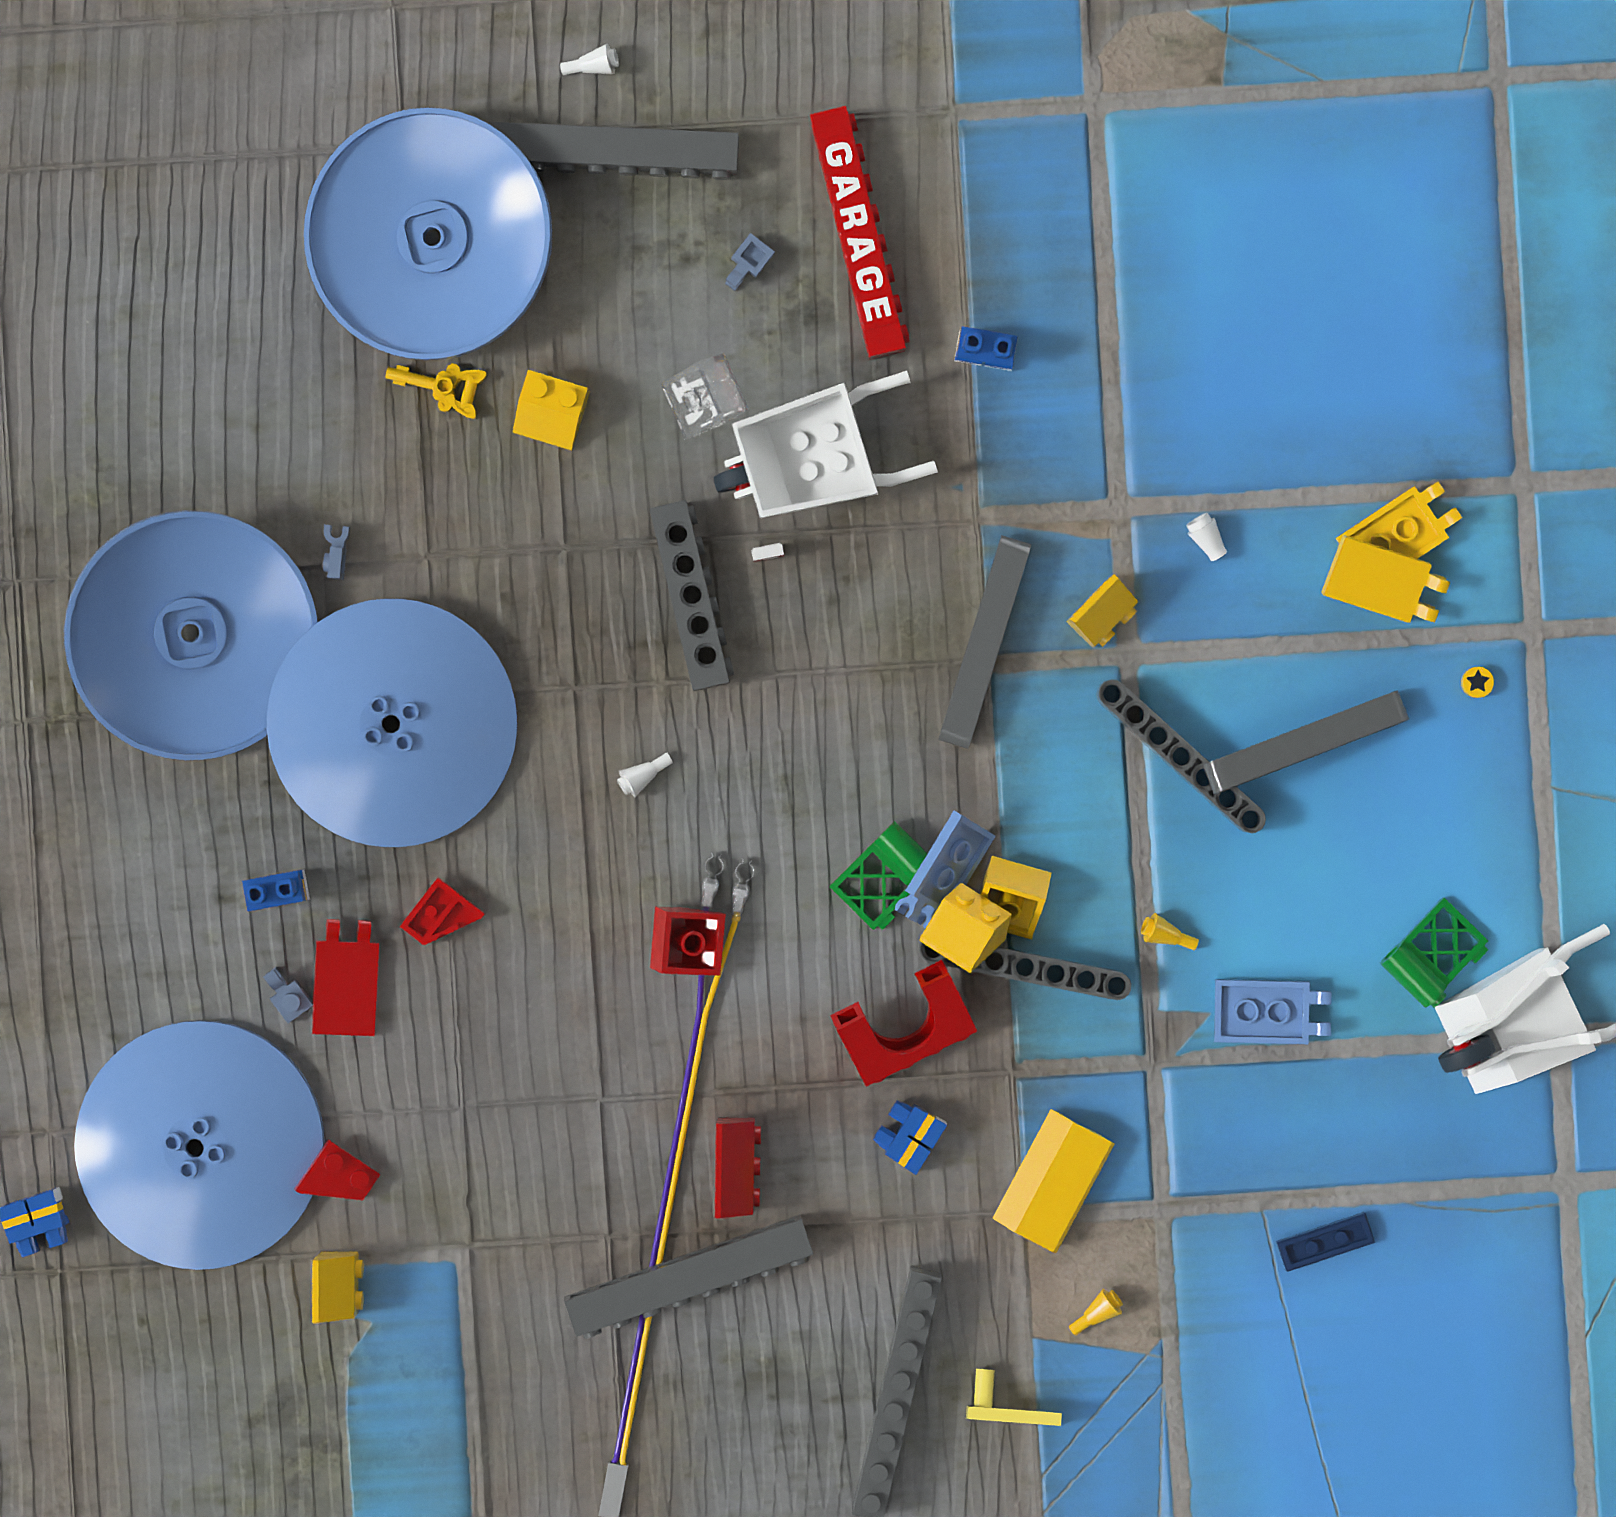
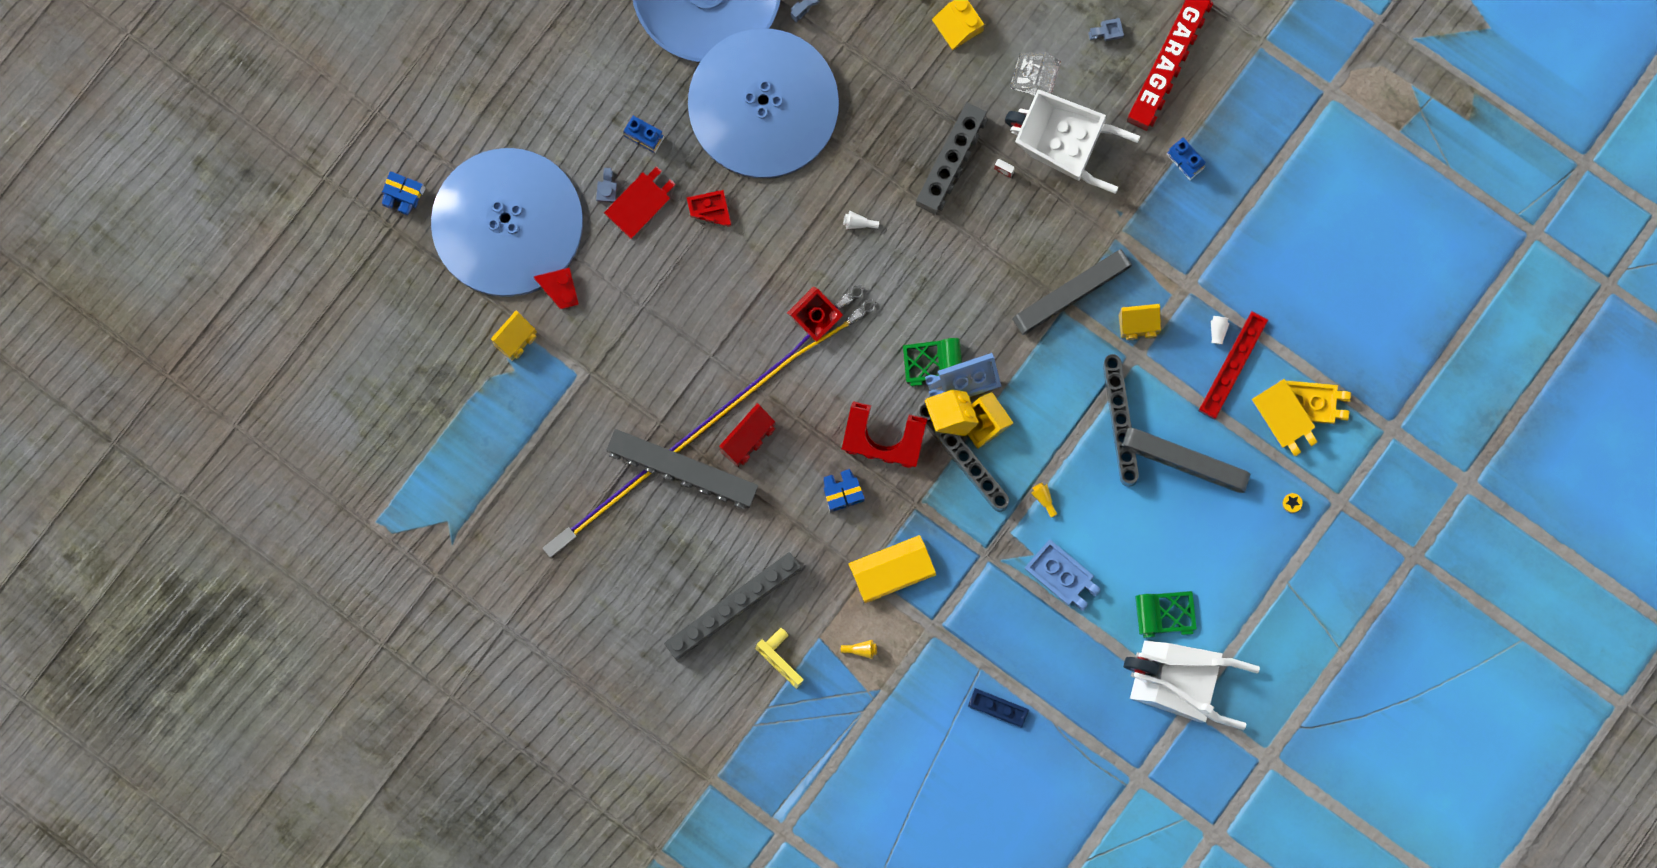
camera: 45 degrees right, 10 degrees down
(1261, 566) = (1233, 365): none -> red tile

